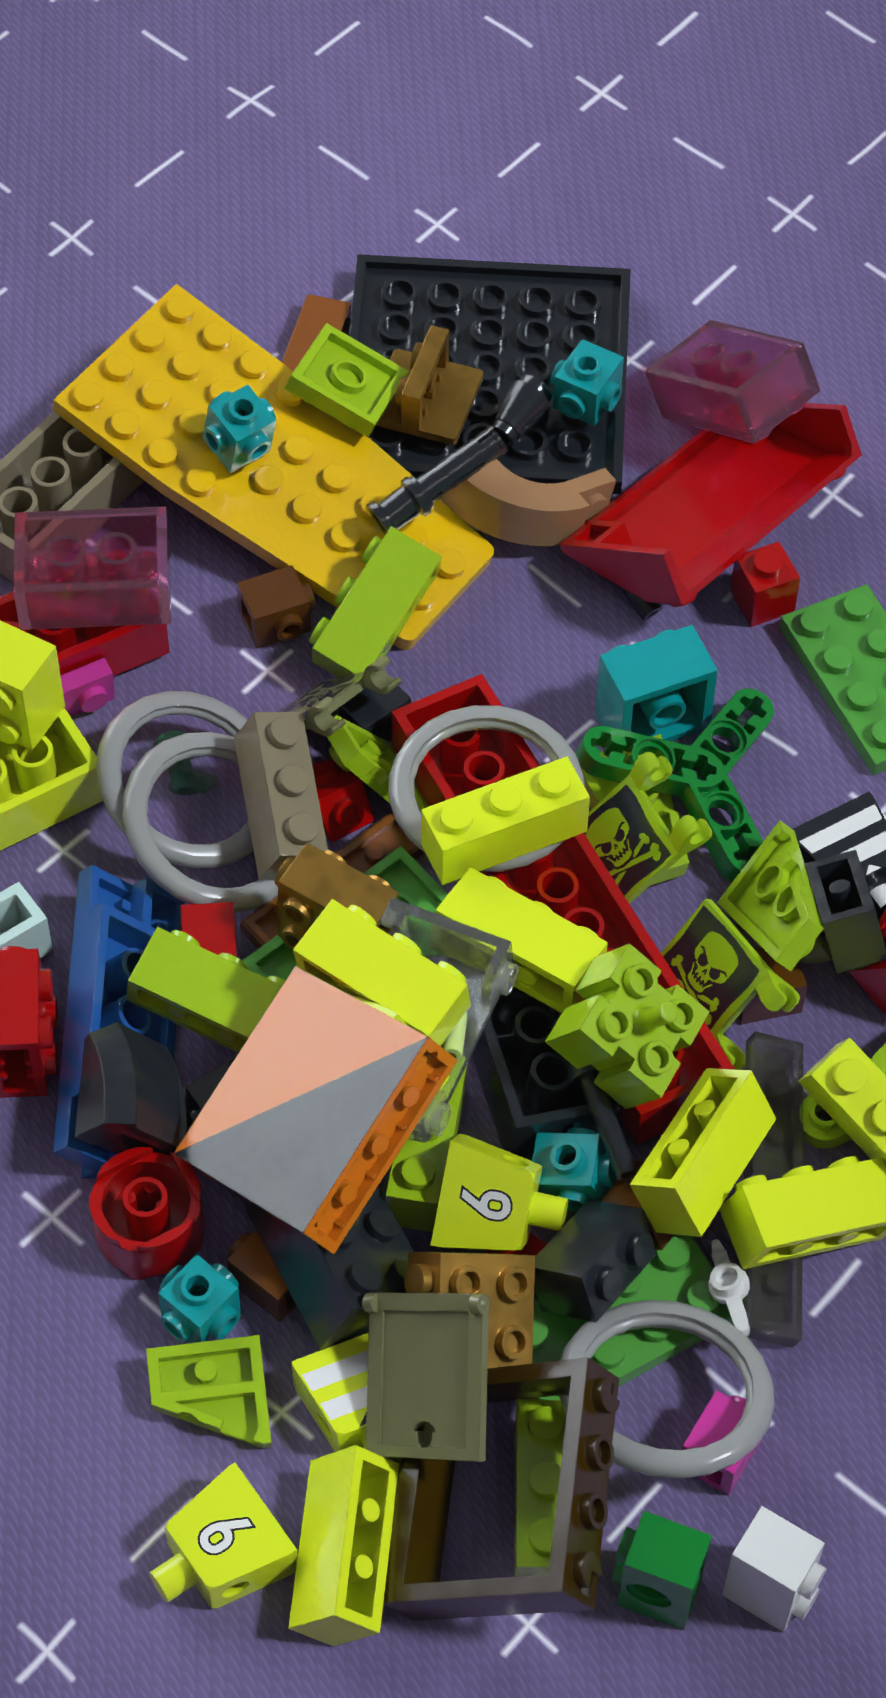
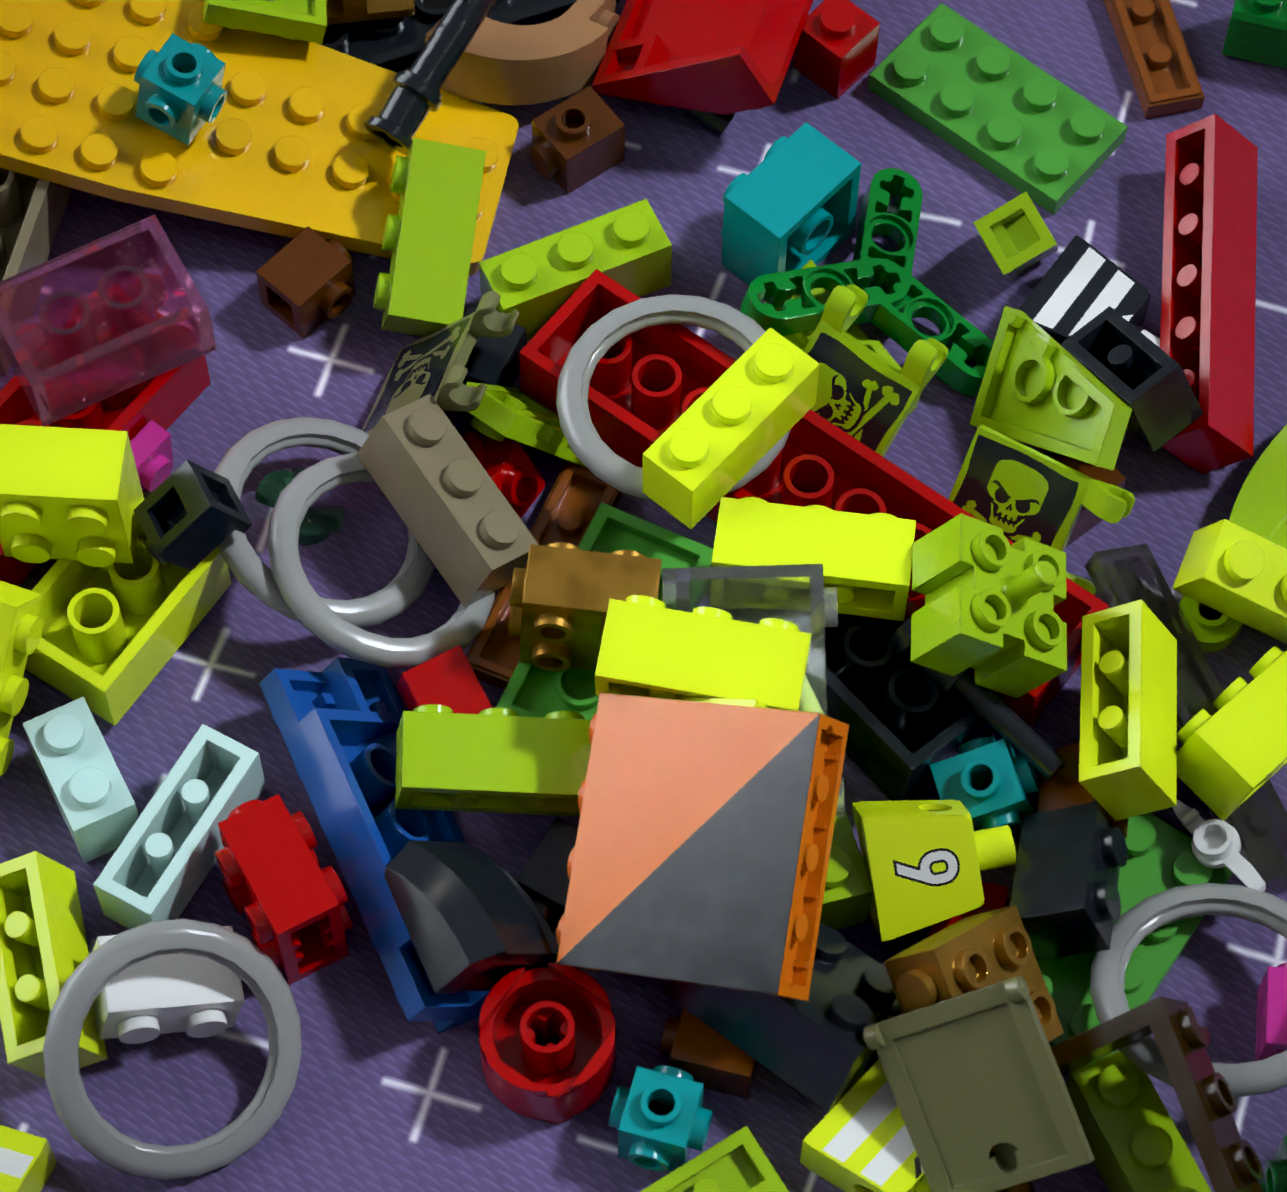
camera: 25 degrees left, 5 degrees up
(83, 729) = (190, 516): none -> black brick
(512, 667) = (545, 273): none -> lime brick
(529, 581) = (577, 140): none -> reddish brown brick
(823, 774) = (1016, 235): none -> lime brick

